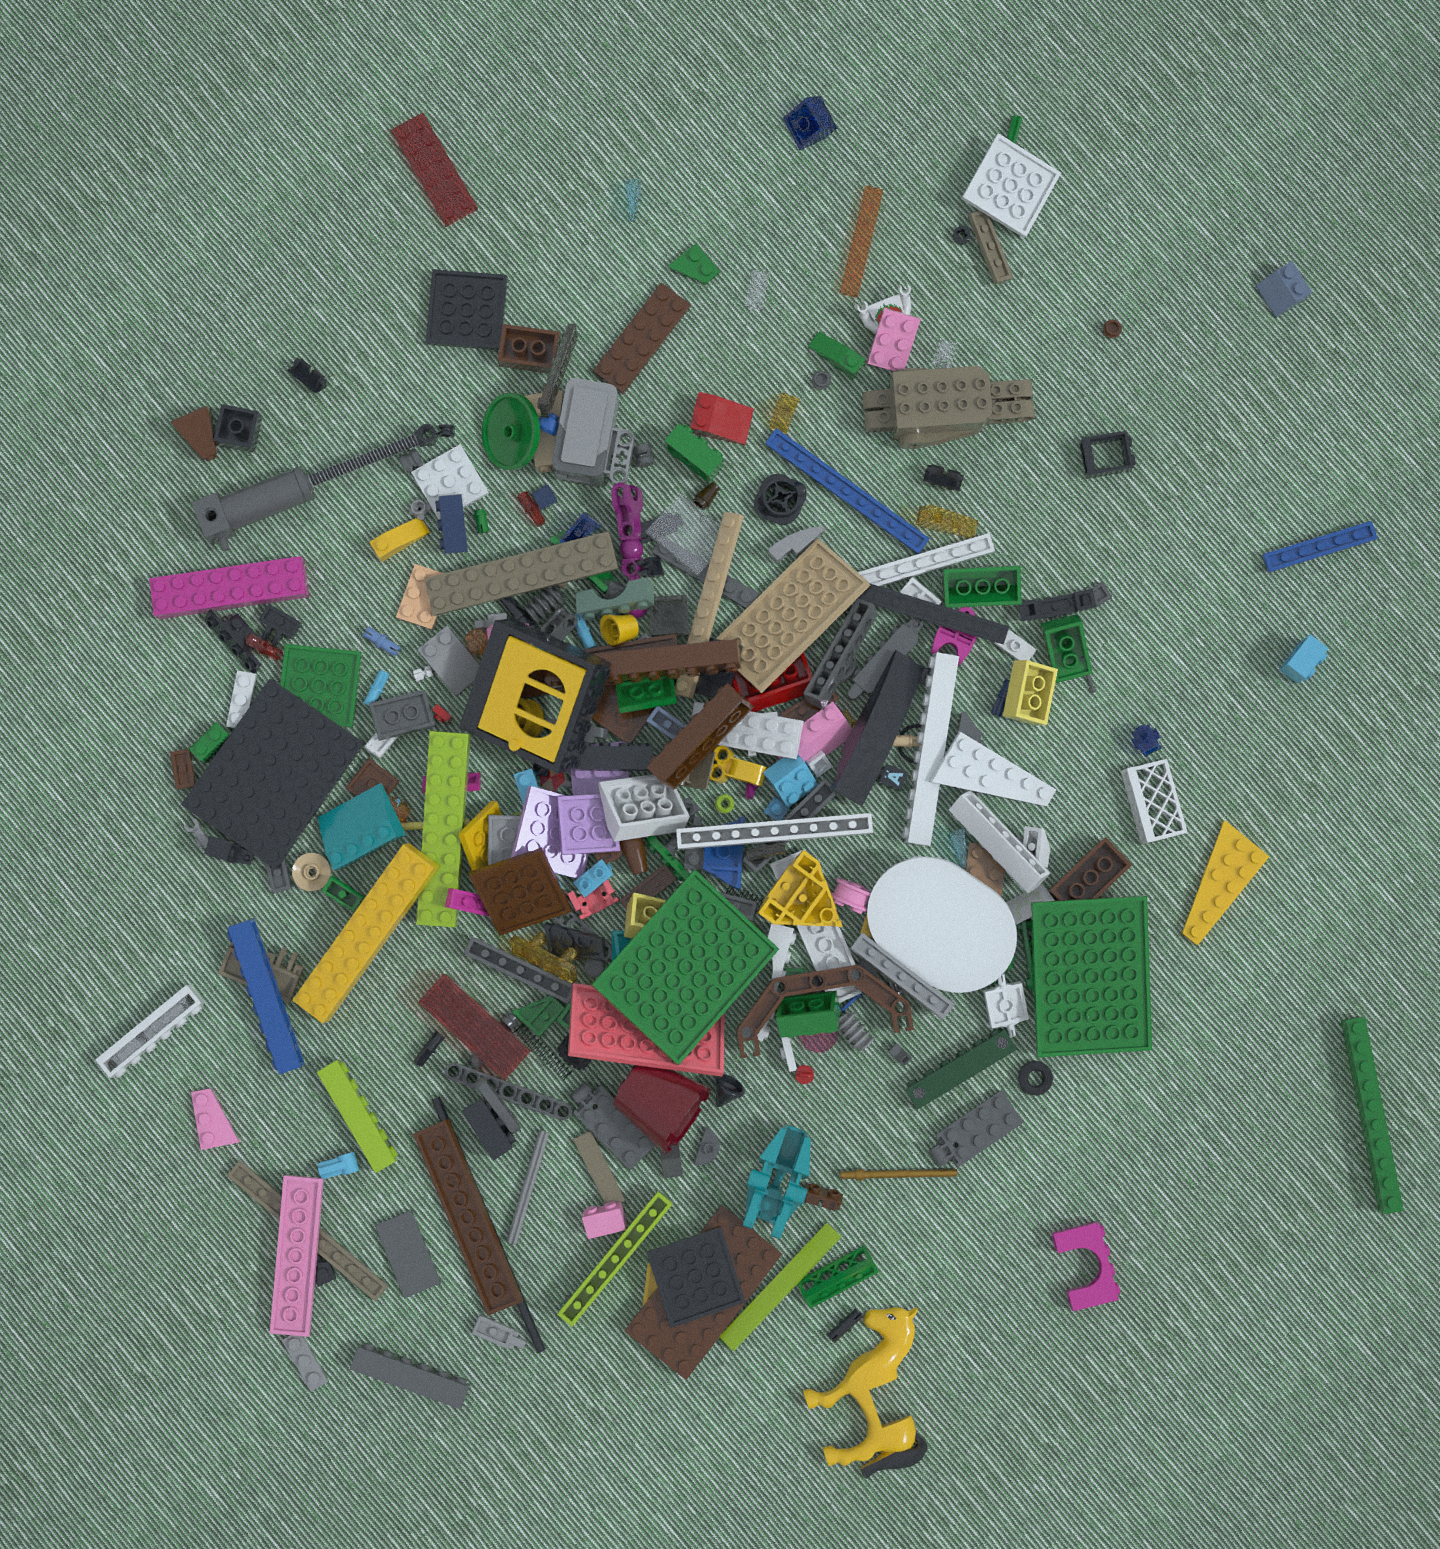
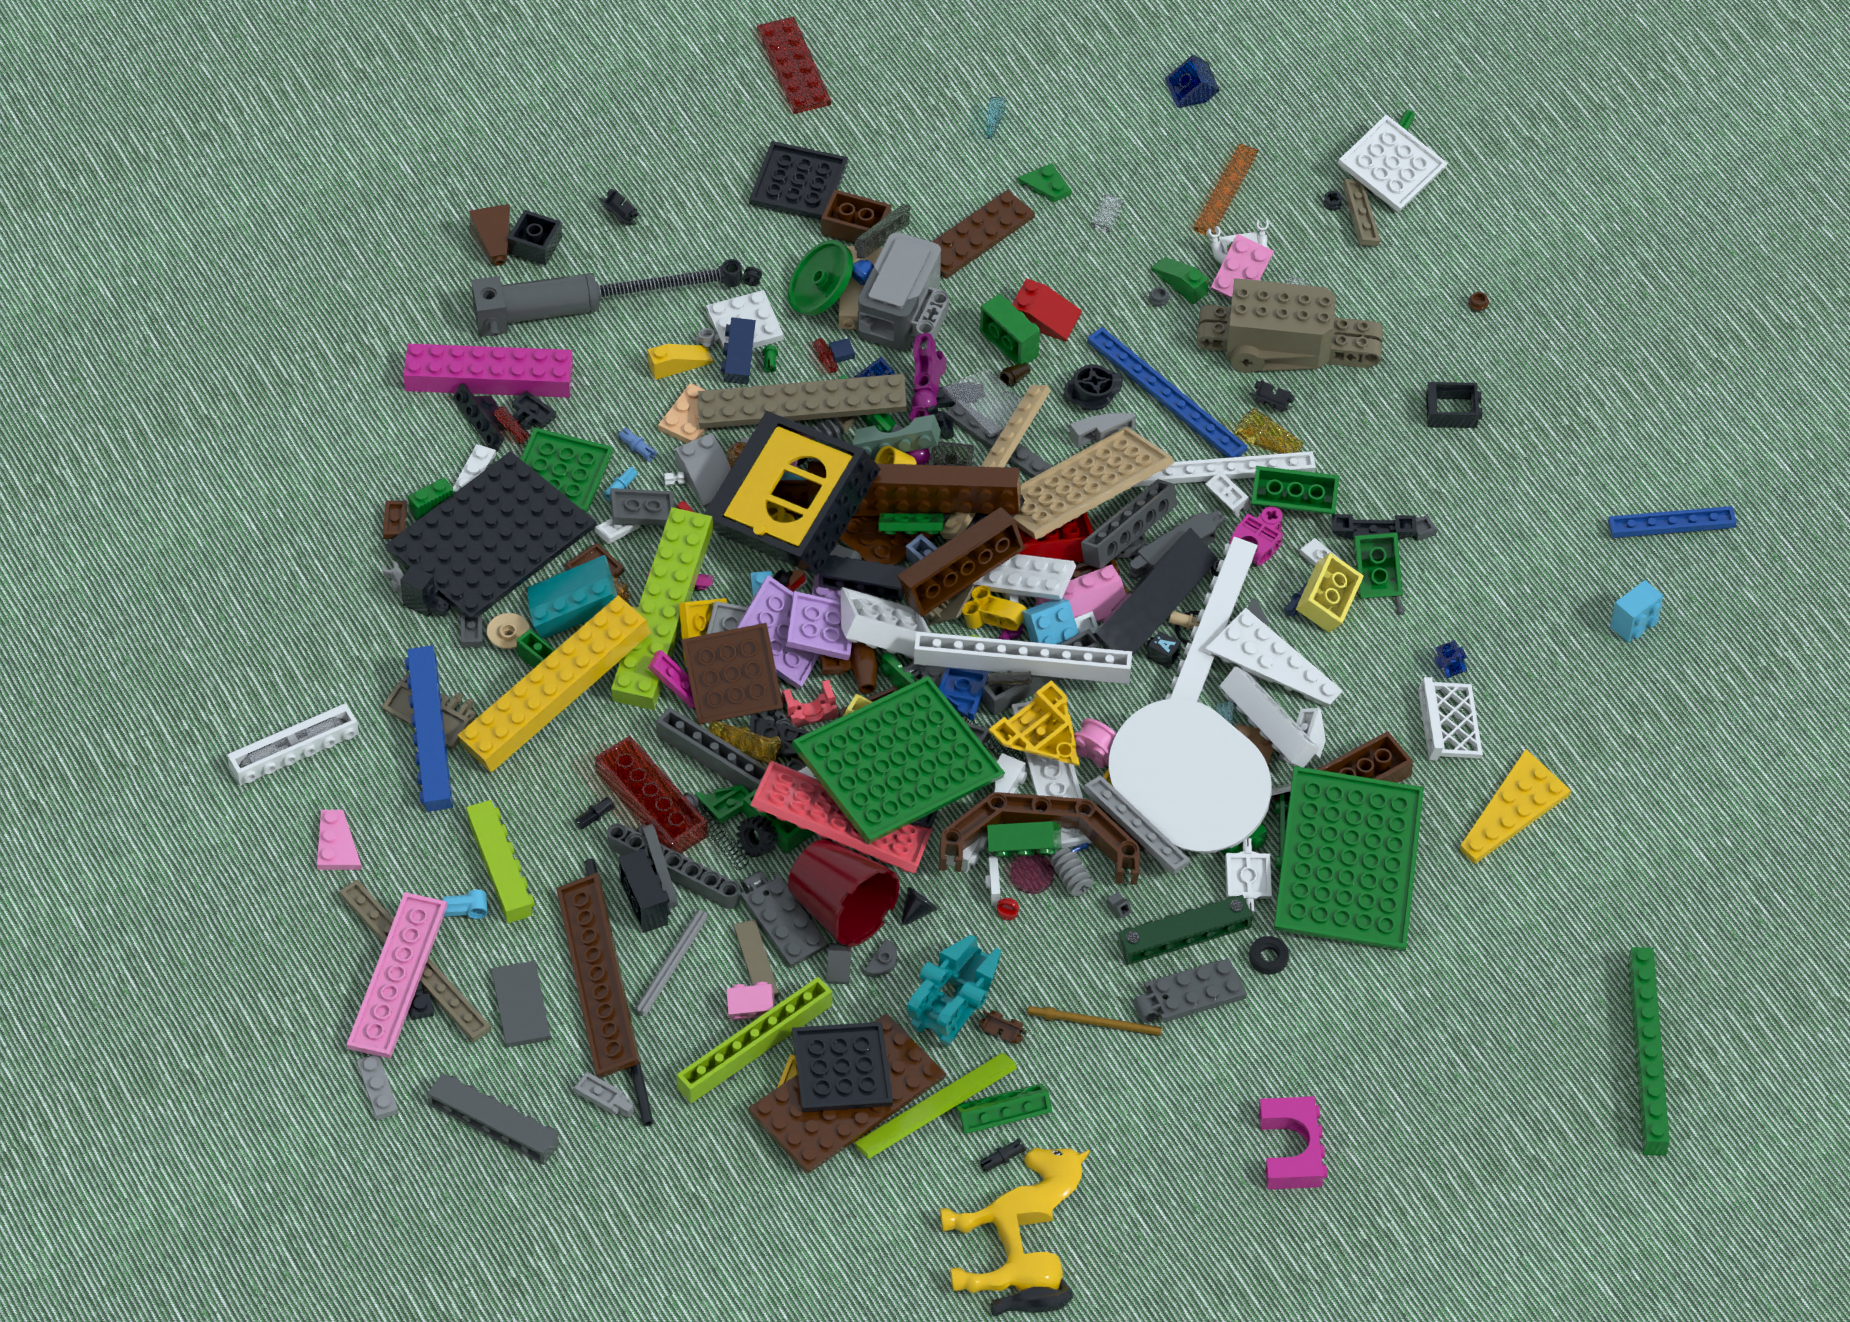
camera: 10 degrees right, 30 degrees down
(411, 460) = (708, 294): dark grey wheel -> none
(593, 878) = (814, 682): medium azure hinge -> none
(643, 455) = (956, 329): dark grey wheel -> none
(784, 412) = (1113, 317): clear yellow slope -> none
(935, 613) = (1240, 506): black tile -> none
(1284, 289) = (1669, 295): sand blue slope -> none

